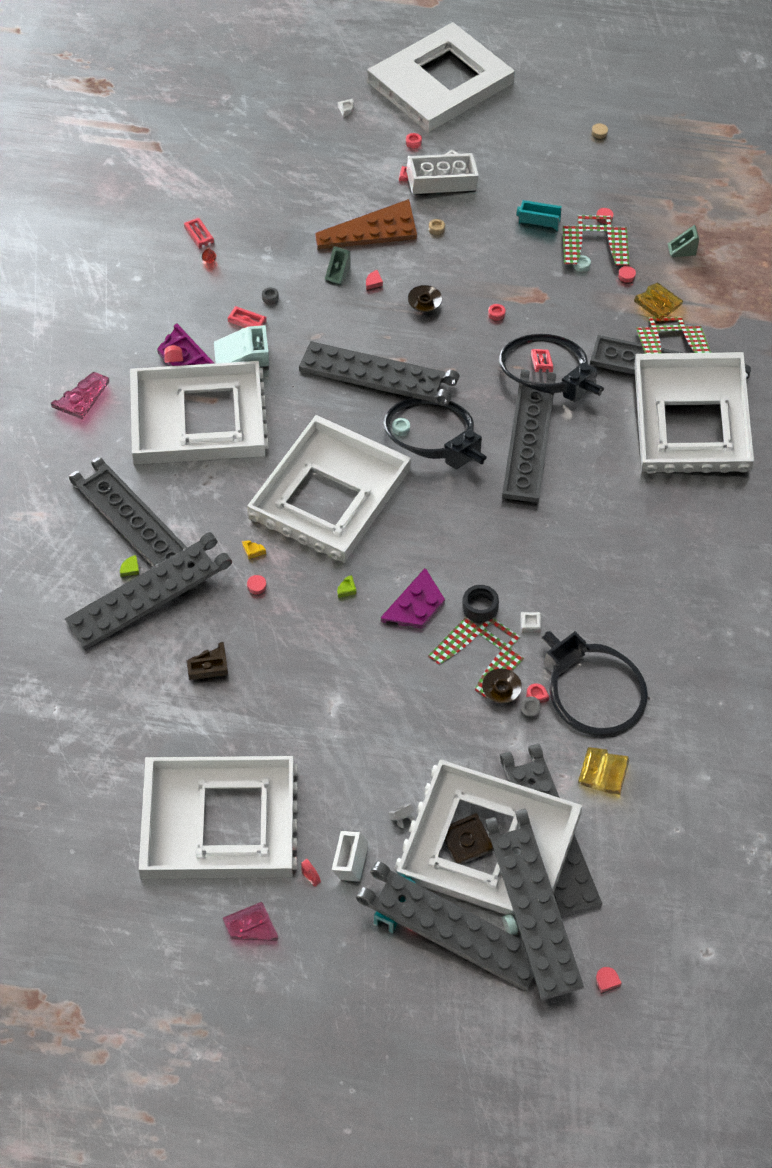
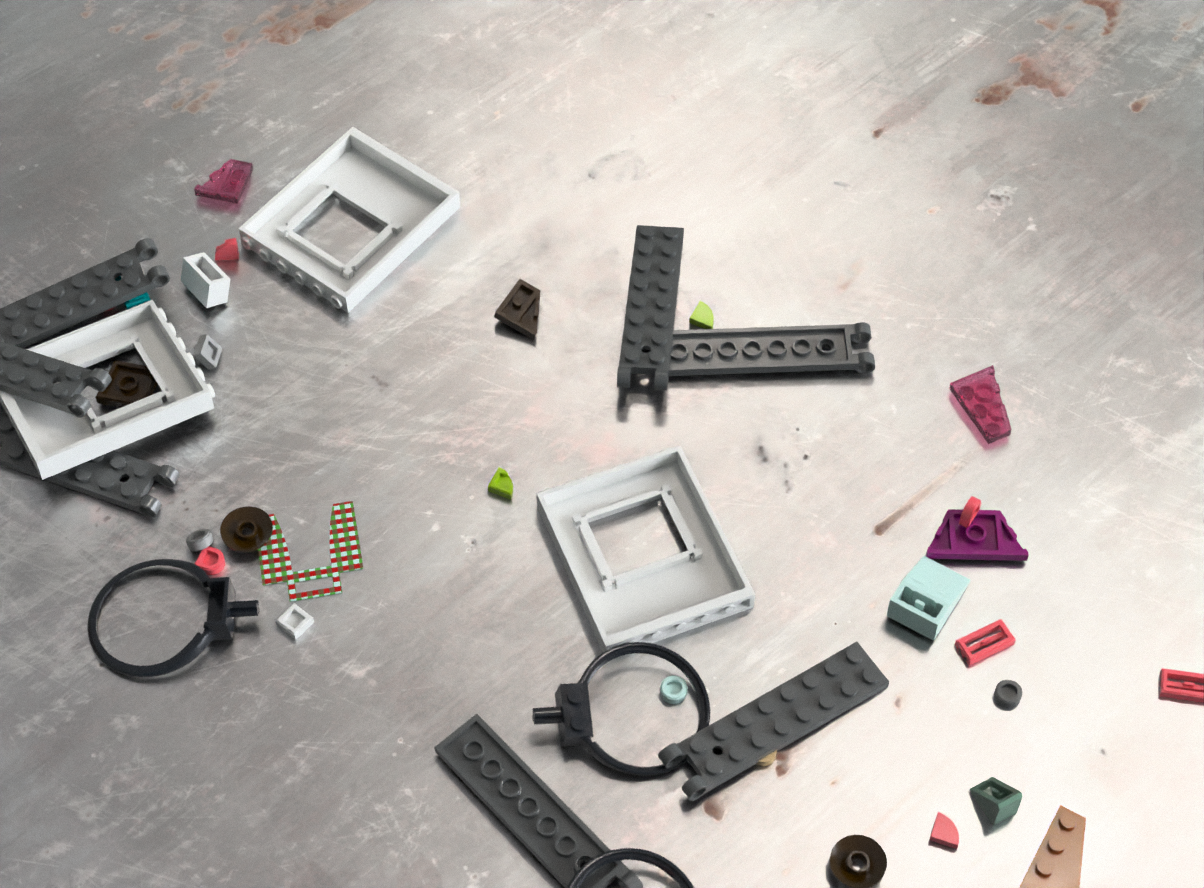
camera: 130 degrees right, 0 degrees up
(159, 412) = (891, 455): white panel -> none
(209, 255) = (1129, 666): clear red hinge -> none
(253, 549) = (629, 433): yellow tile -> none
(256, 584) = (580, 407): coral tile -> none
(416, 604) = (421, 532): magenta wing -> none
(476, 614) = (360, 603): black tyre -> none
(603, 770) = (70, 553): clear yellow slope -> none

